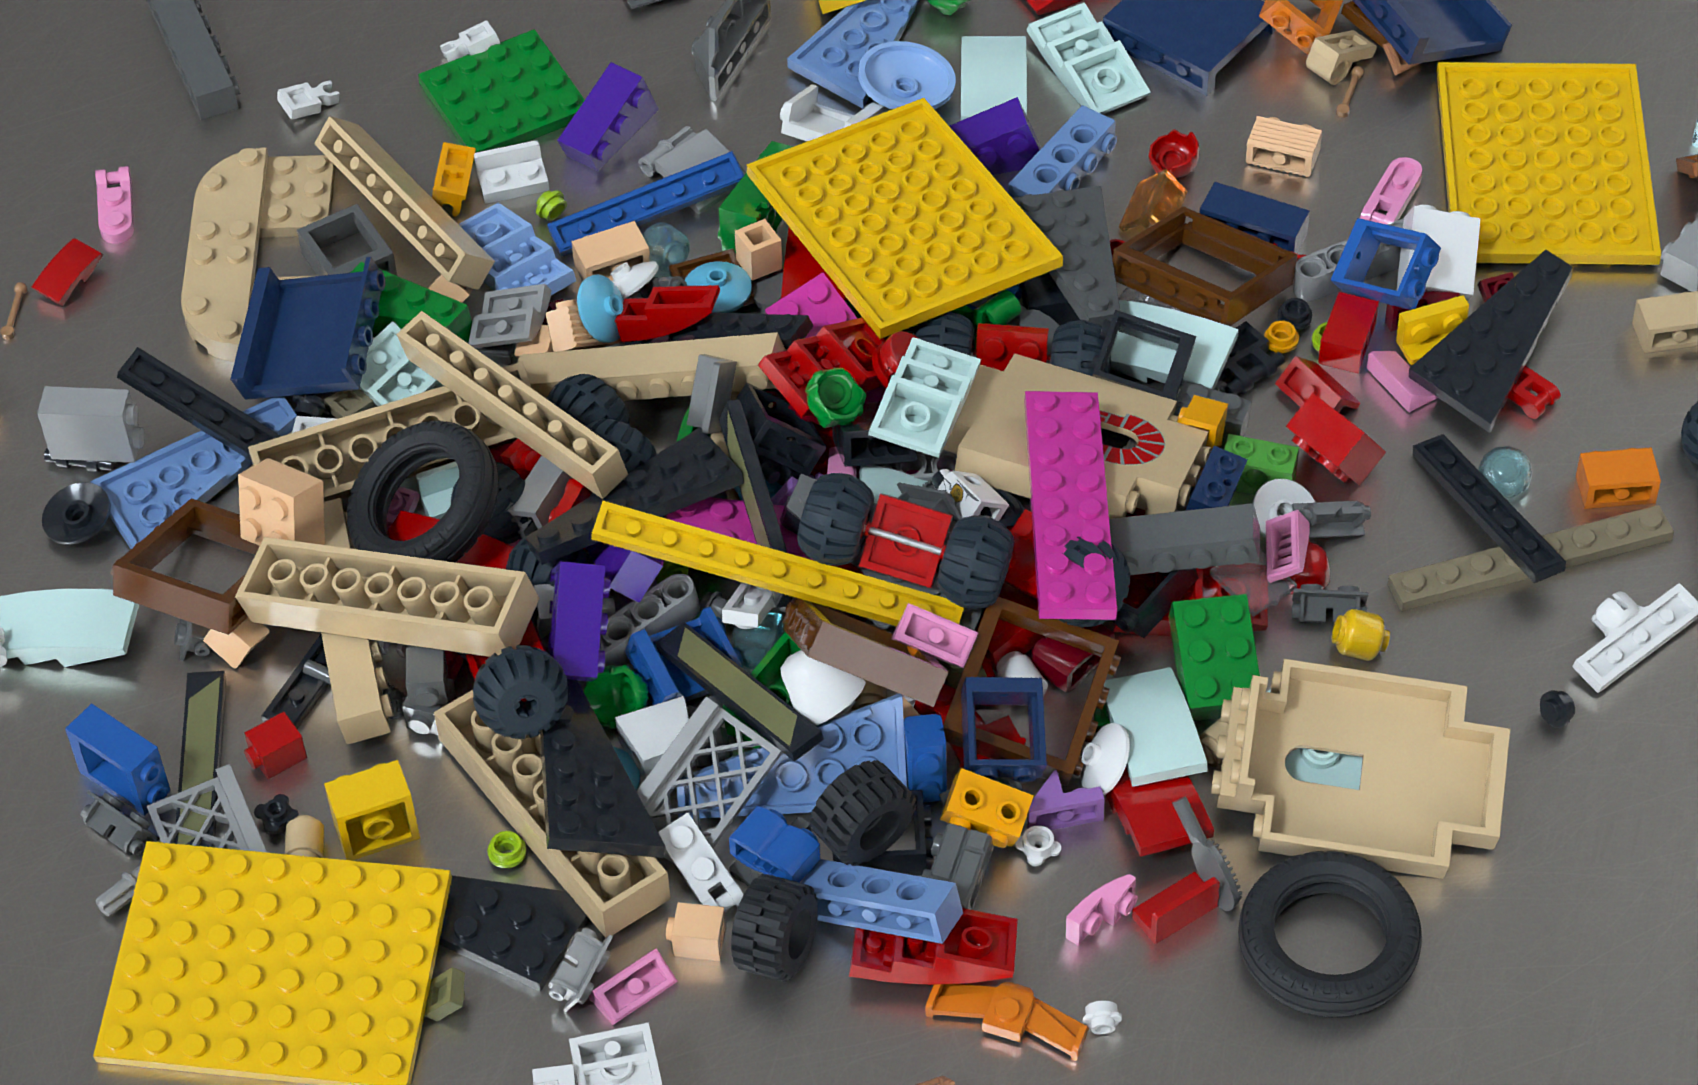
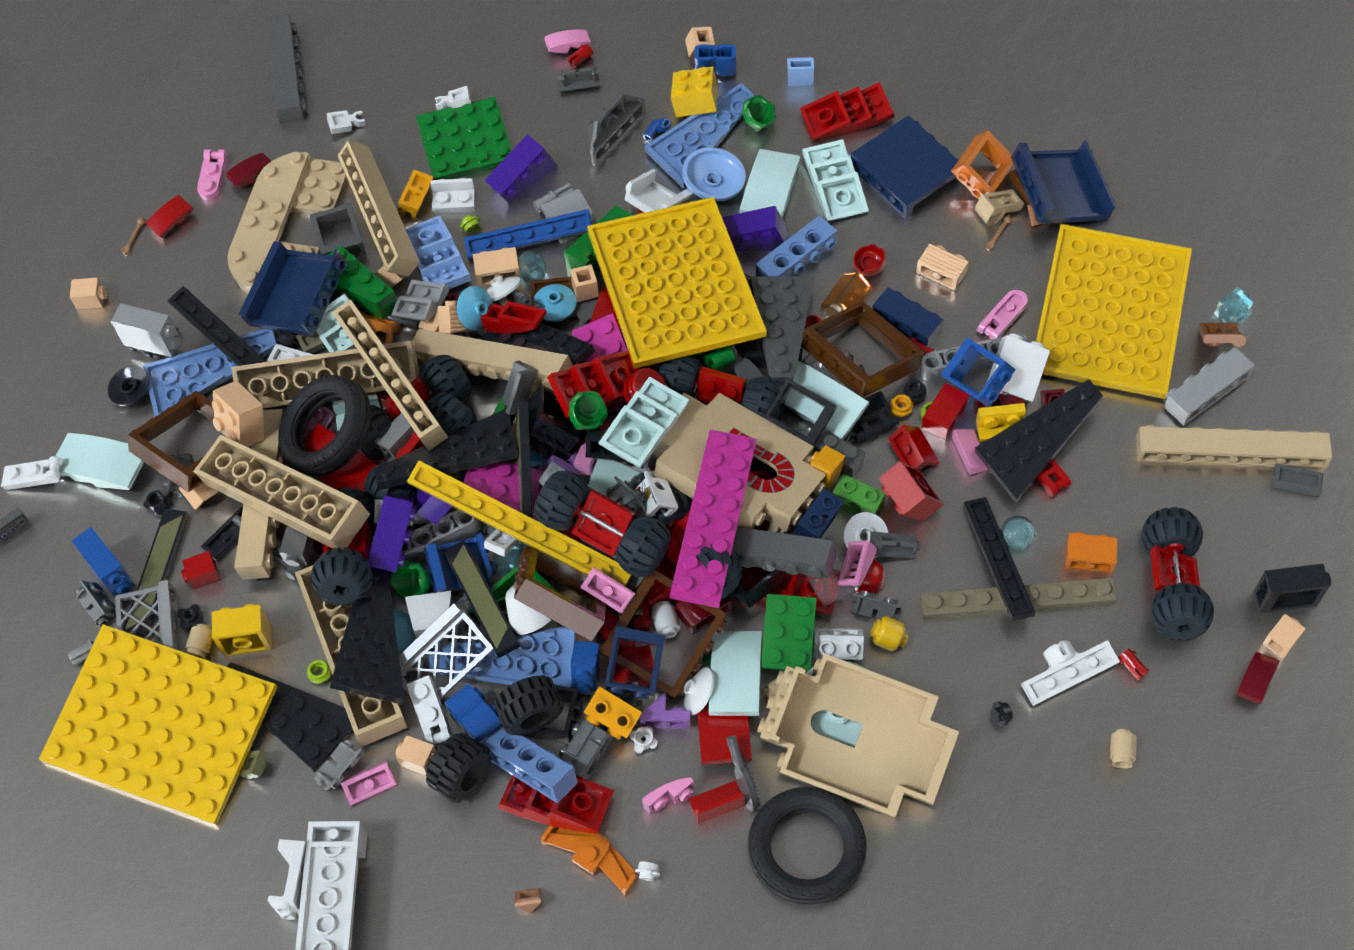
camera: 15 degrees right, 10 degrees up
(171, 659) = (154, 497): none -> black plate
(173, 188) = (245, 171): none -> dark red slope
(795, 32) = (657, 126): none -> blue arm
(1272, 657) = (839, 643): none -> white bracket

